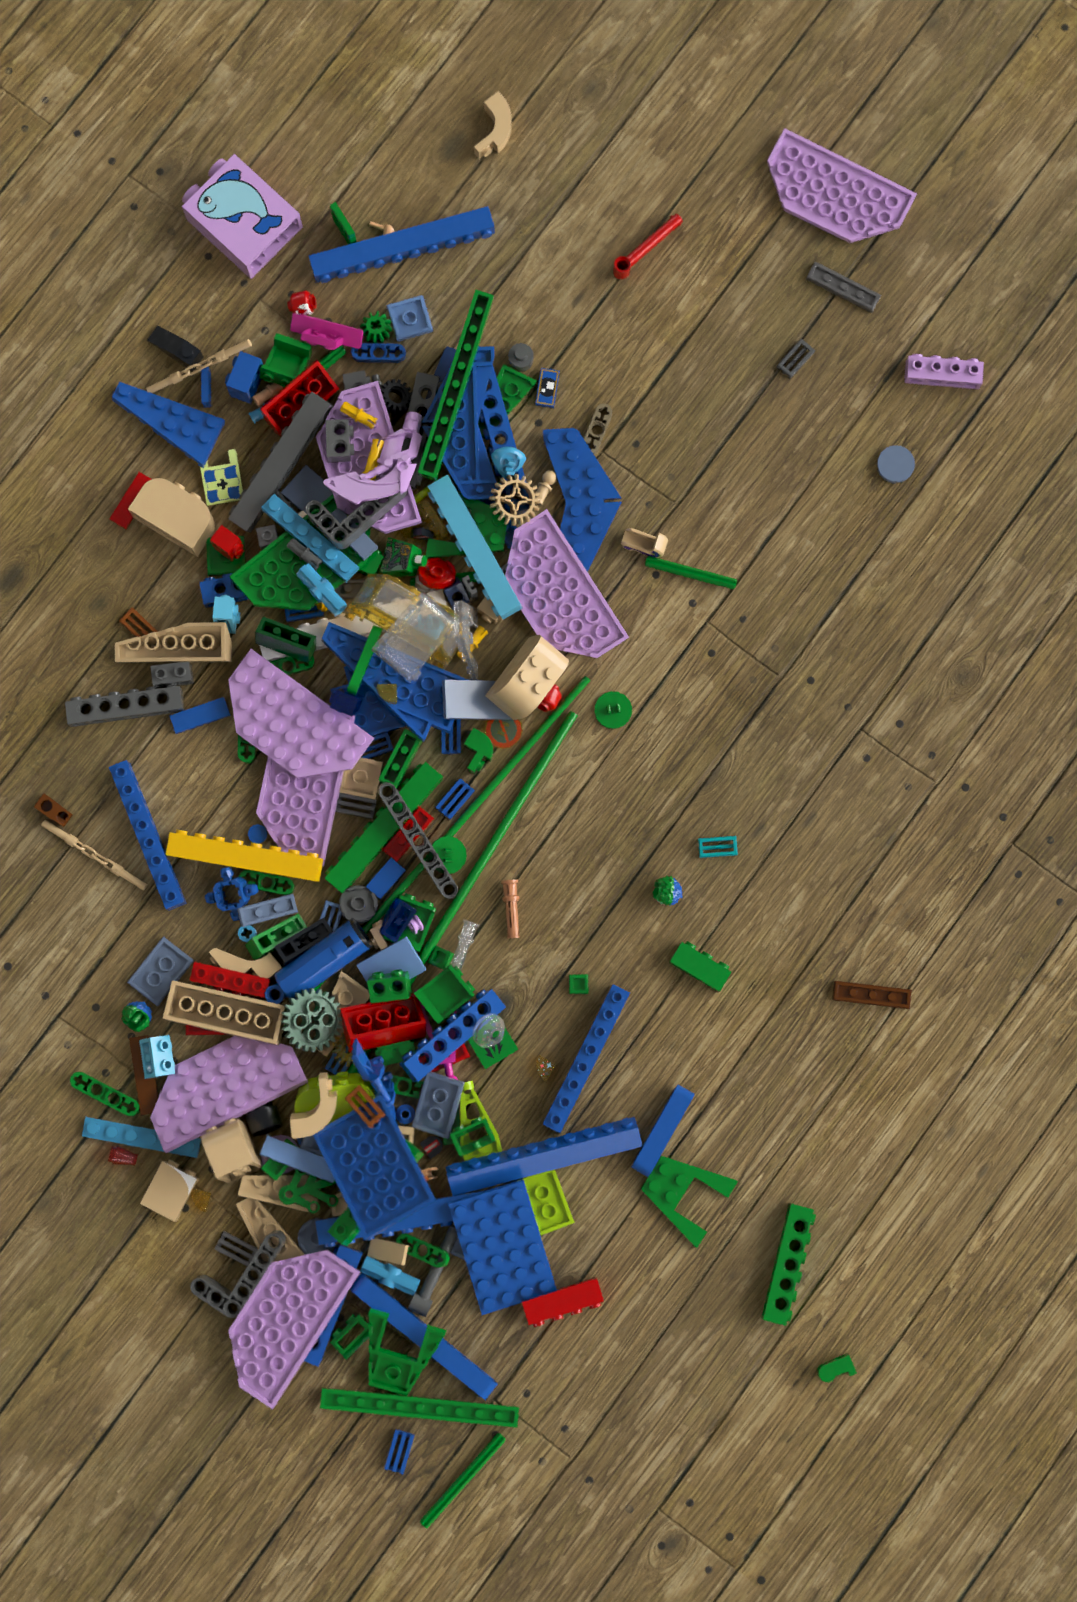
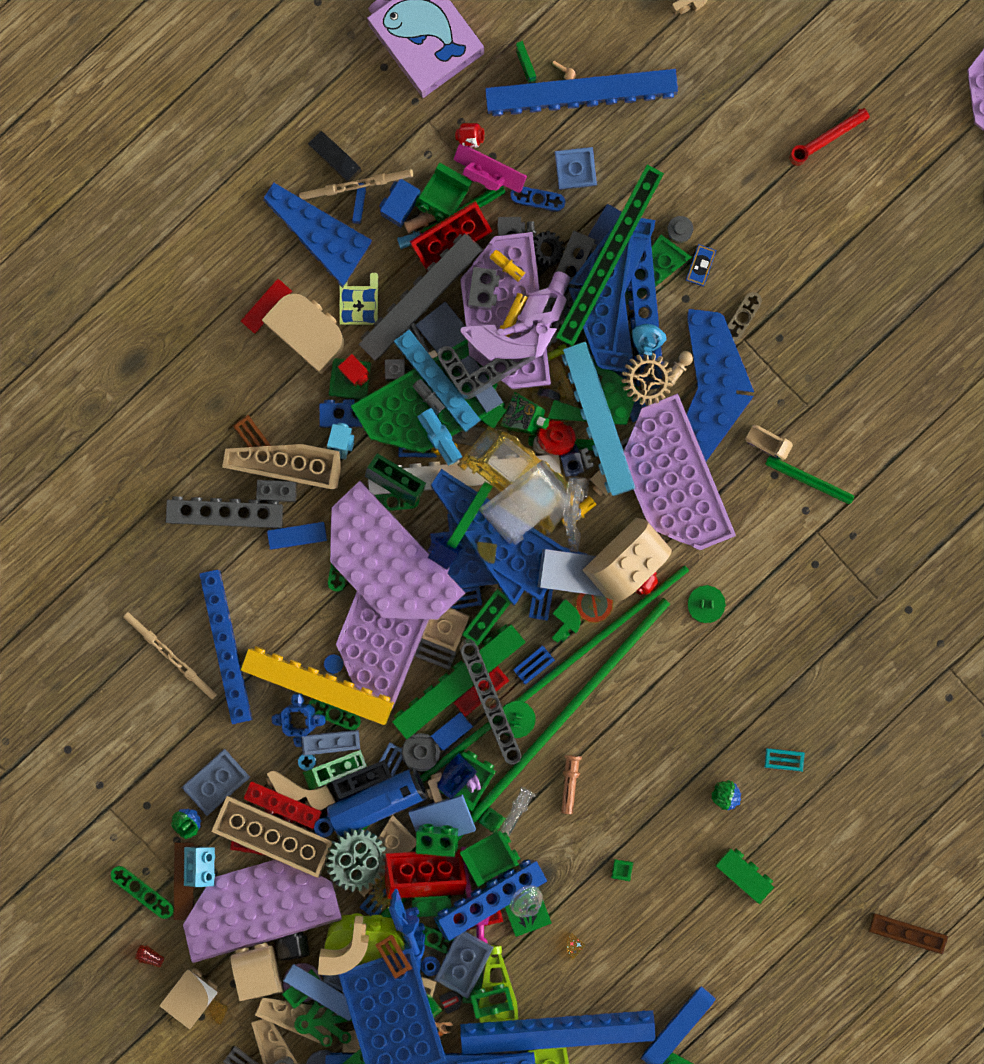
camera: 20 degrees right, 5 degrees up
(53, 810) = (137, 605): reddish brown leg -> none
(134, 1136) = (161, 937): dark azure plate -> none
(376, 321) = (540, 166): green gear -> none
(586, 1058) = (616, 945): blue brick -> none
(786, 370) = (944, 289): dark grey tile -> none

